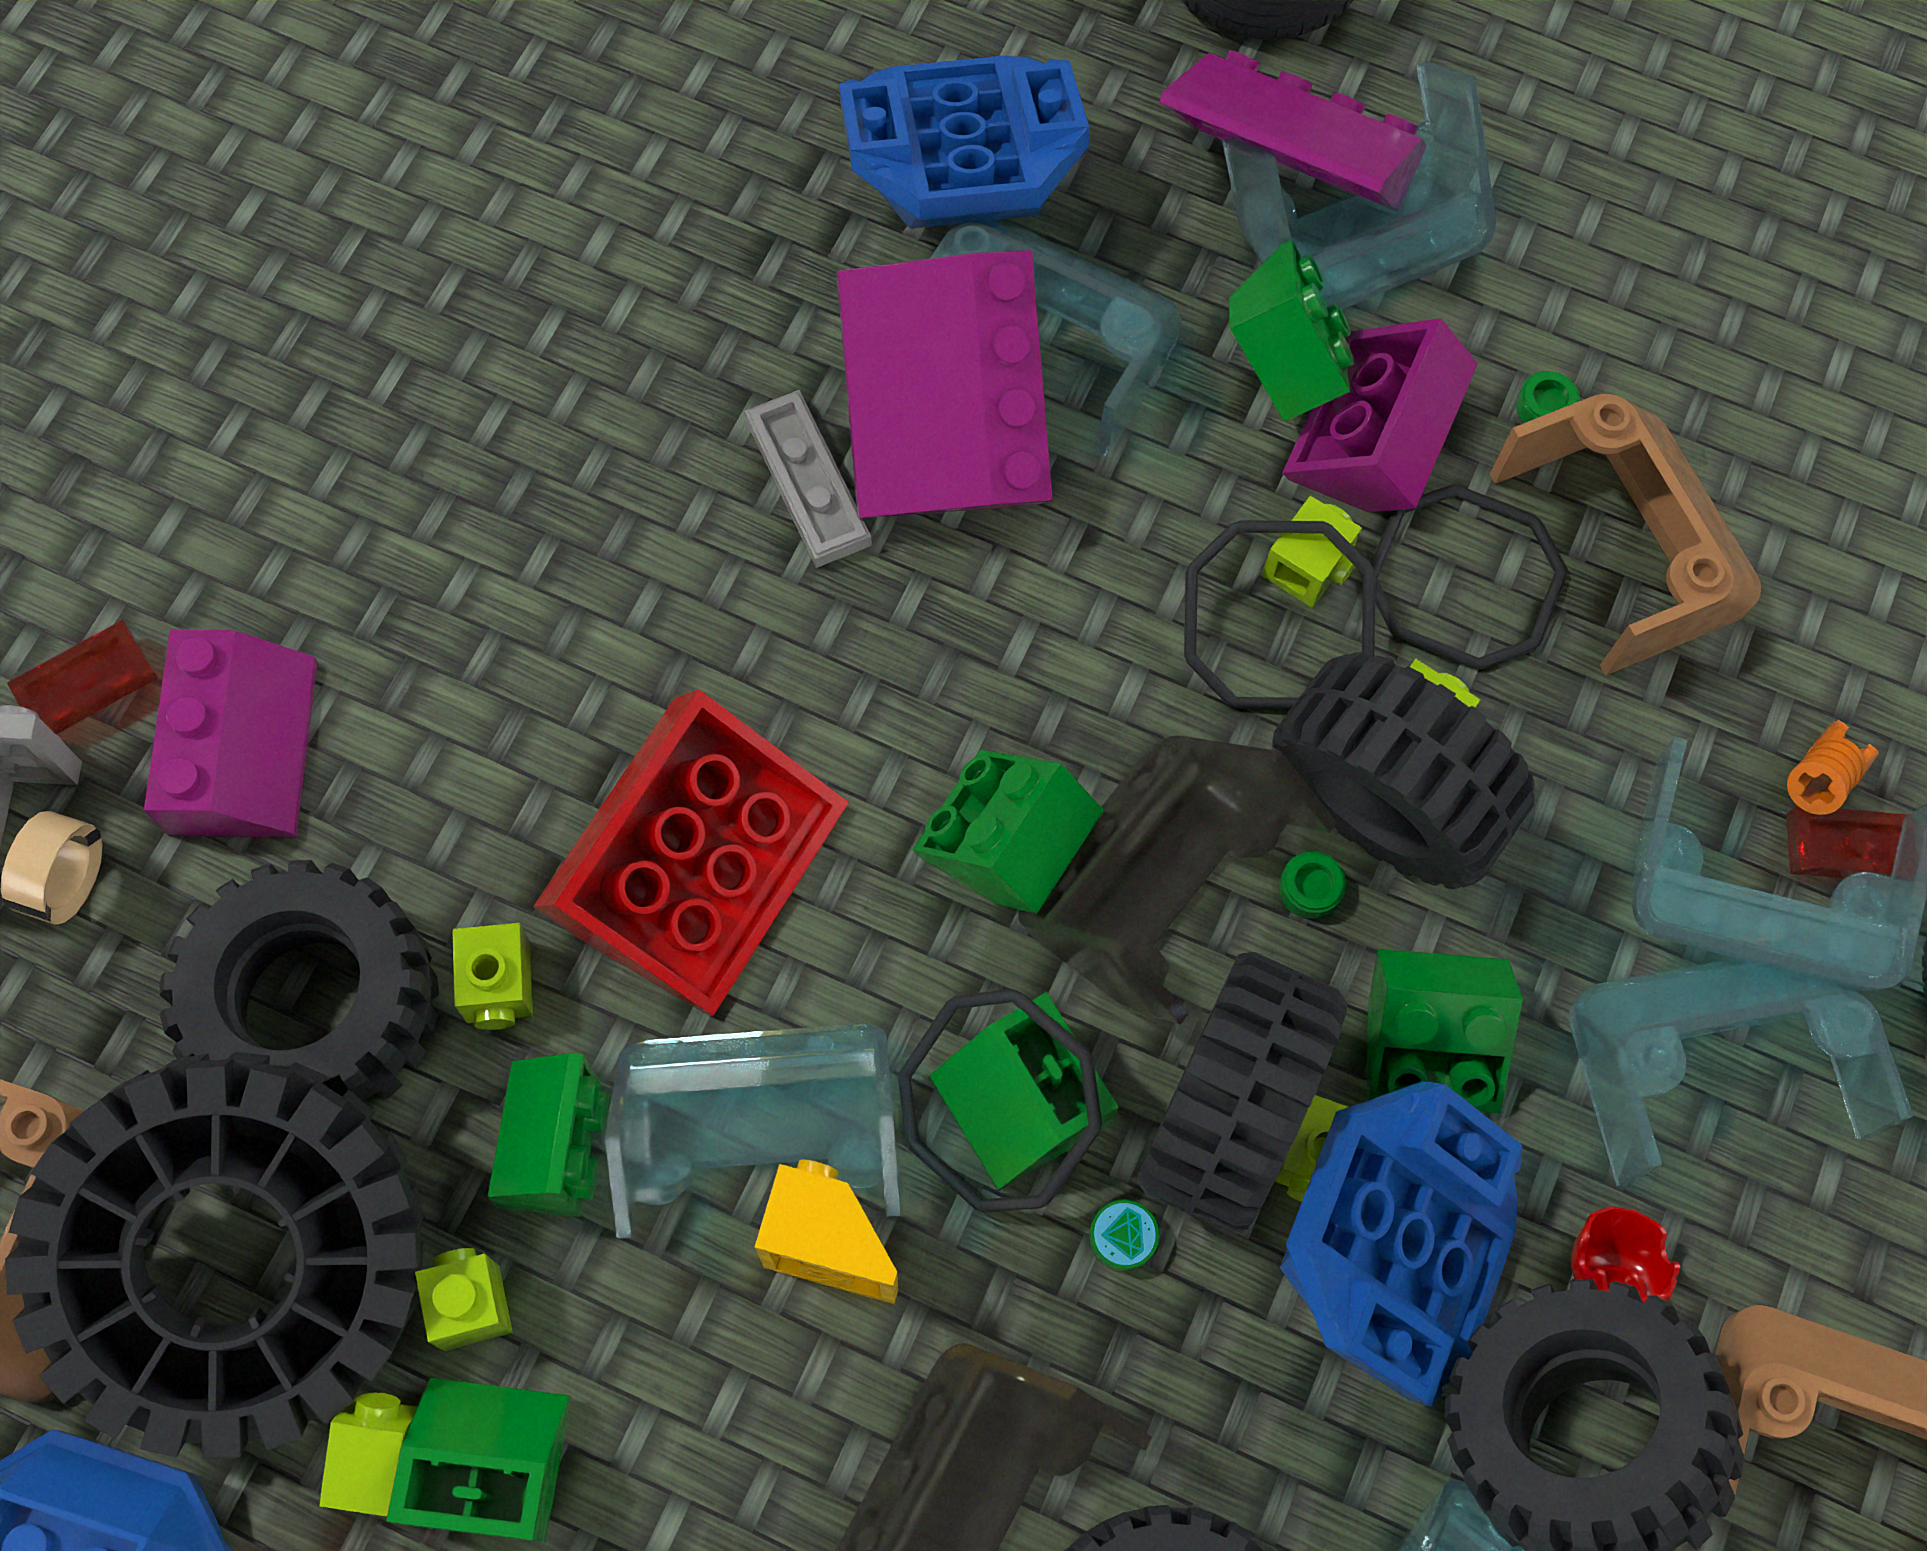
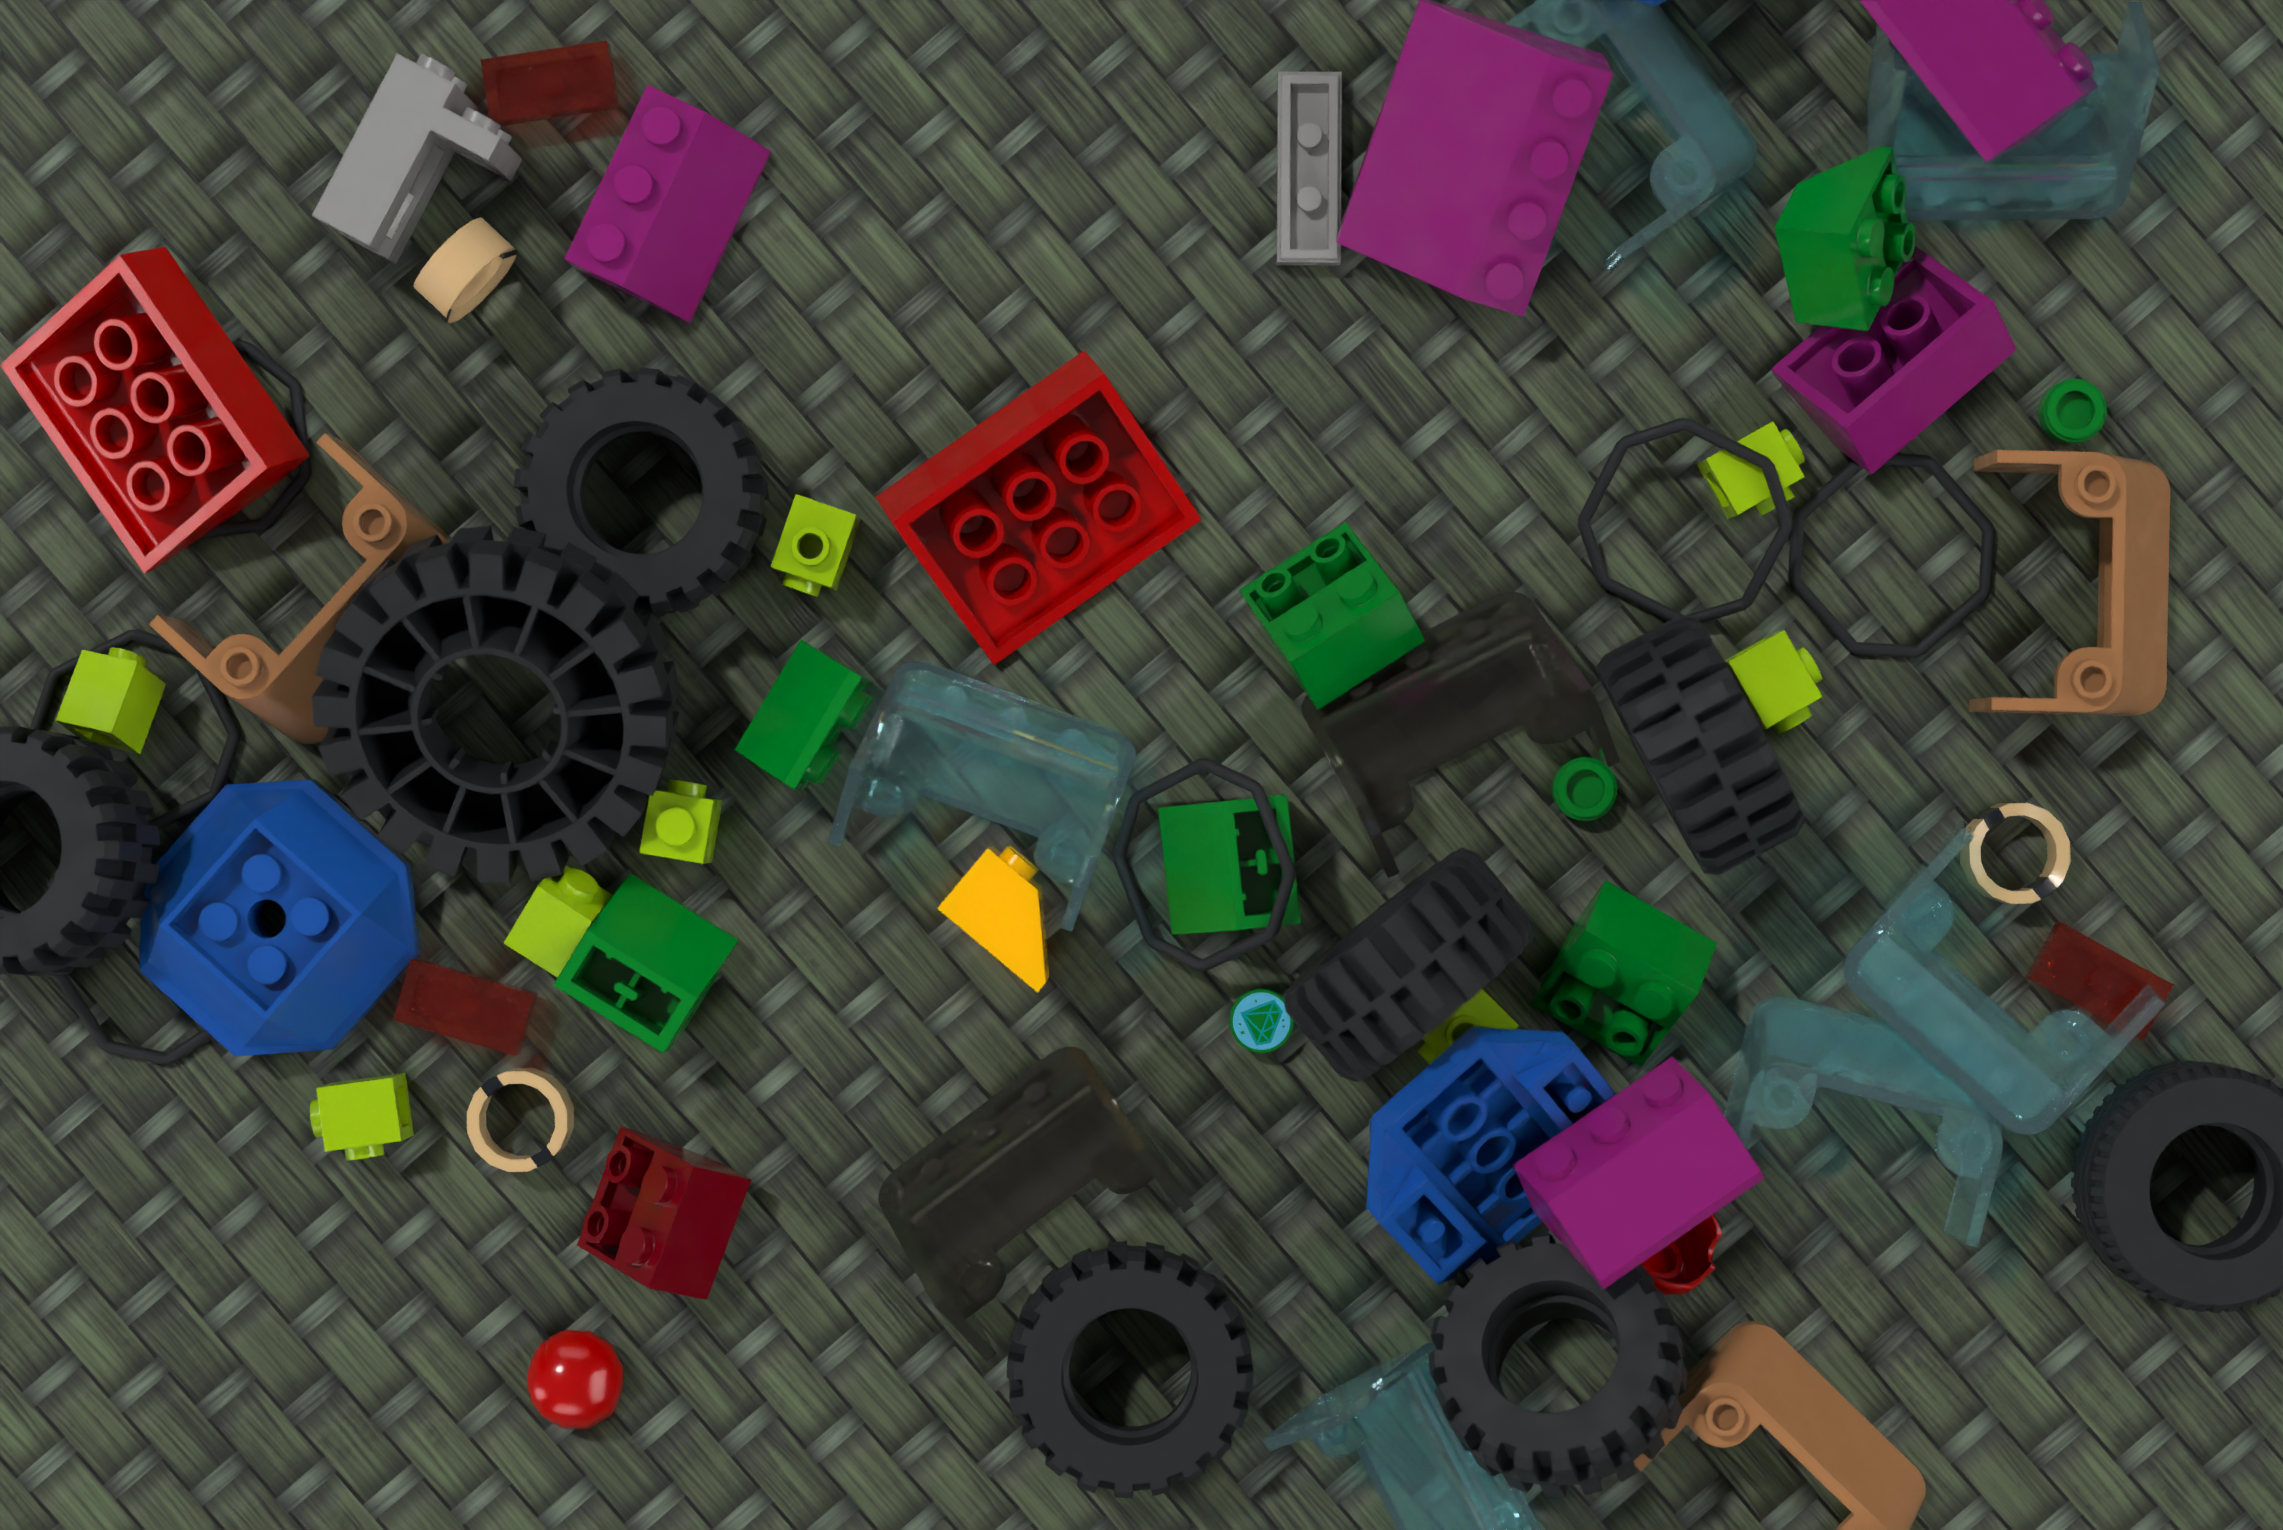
camera: 30 degrees right, 20 degrees up
(1564, 1192) = (1637, 1172): none -> magenta slope
(1751, 750) = (2057, 853): none -> tan piece
(1836, 758) = (2113, 905): orange hinge -> none

